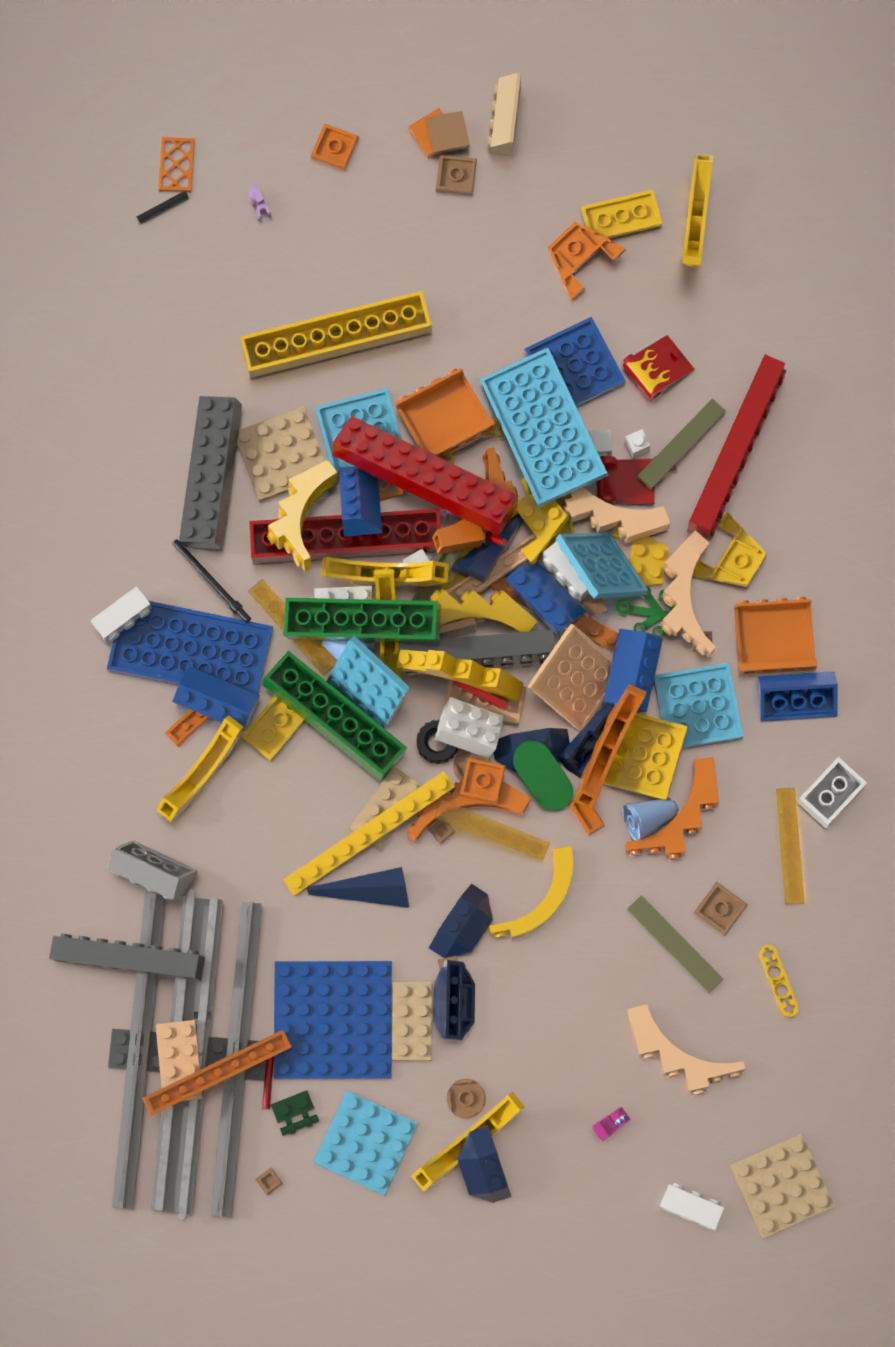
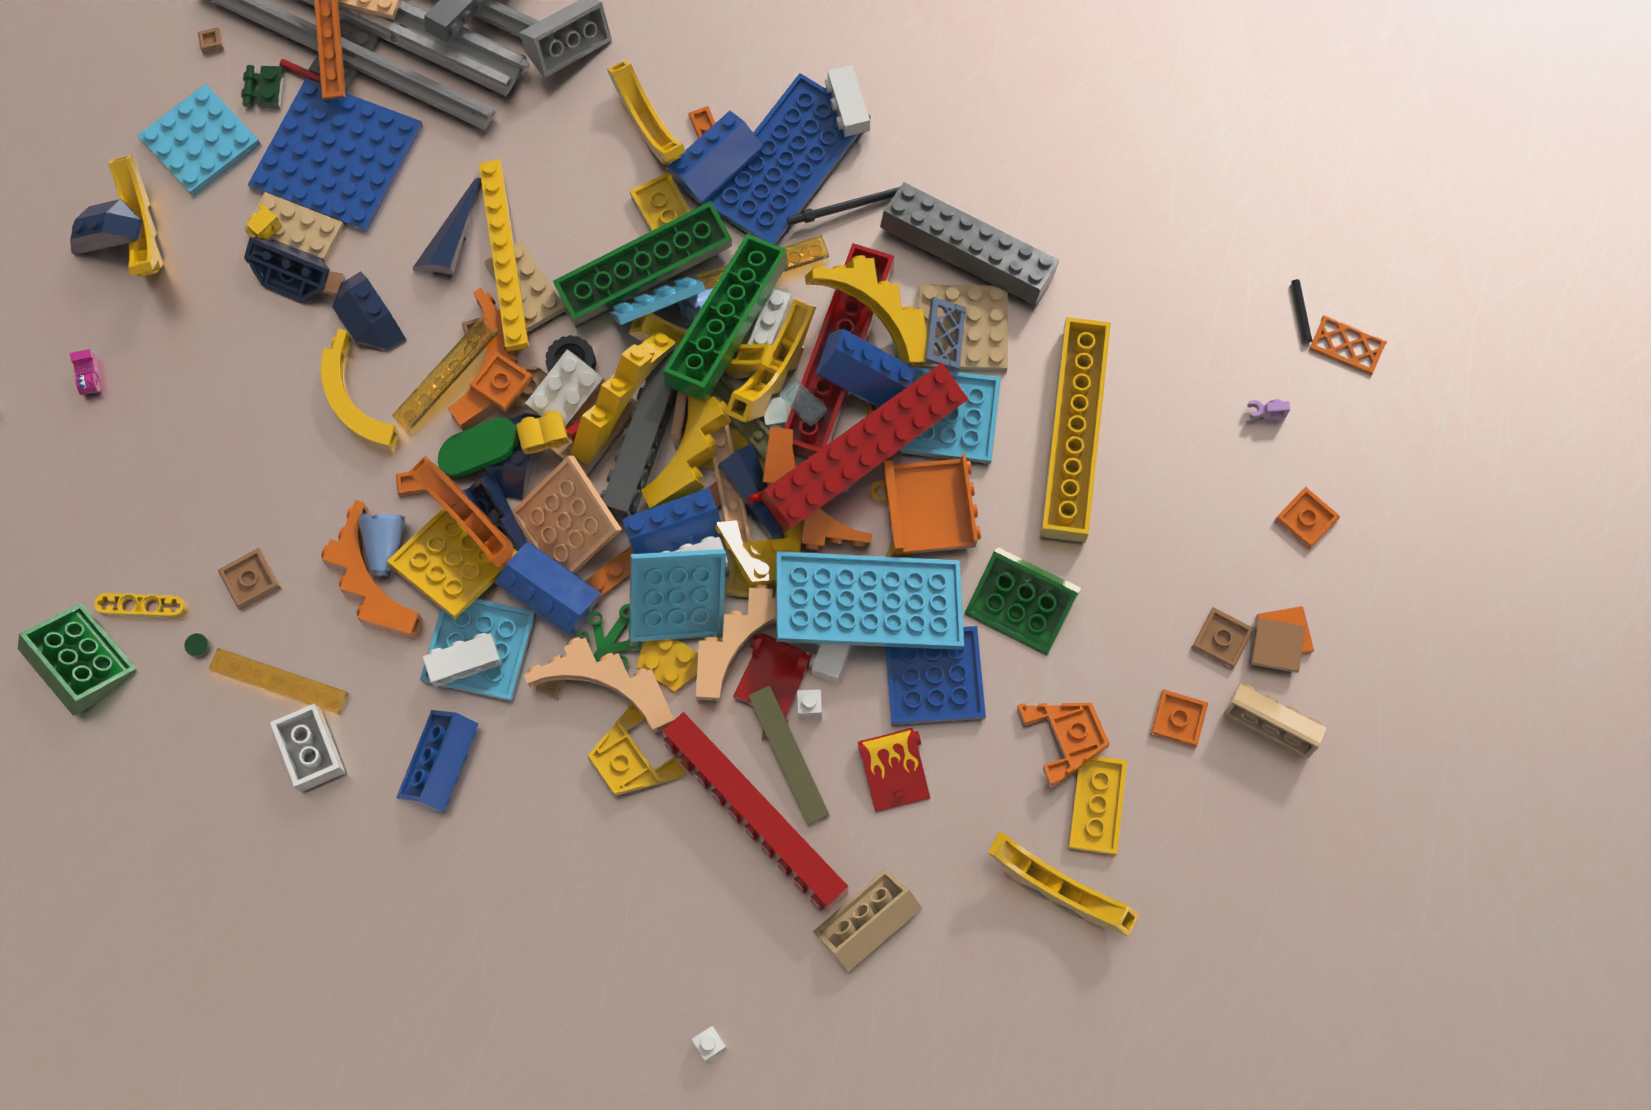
camera: 110 degrees right, 5 degrees down
(294, 468) = (931, 340): none -> sand blue window
(405, 538) = (803, 402): none -> clear light blue plate
(426, 1039) = (263, 224): none -> yellow brick
(466, 1098) = (191, 248): medium nougat tile -> none
(488, 323) = (1022, 600): none -> green slope
(515, 722) = (542, 432): none -> yellow brick
(531, 184) = (1179, 718): none -> orange tile
(673, 1060) = (114, 461): light nougat arch -> none
(675, 944) = (235, 515): olive tile -> none
(716, 707) = (462, 659): none -> white brick
(771, 336) = (867, 920): none -> tan slope
(774, 636) = (516, 765): orange panel -> none
(790, 921) = (197, 645): none -> dark green tile
(841, 1007) = (75, 658): none -> green slope

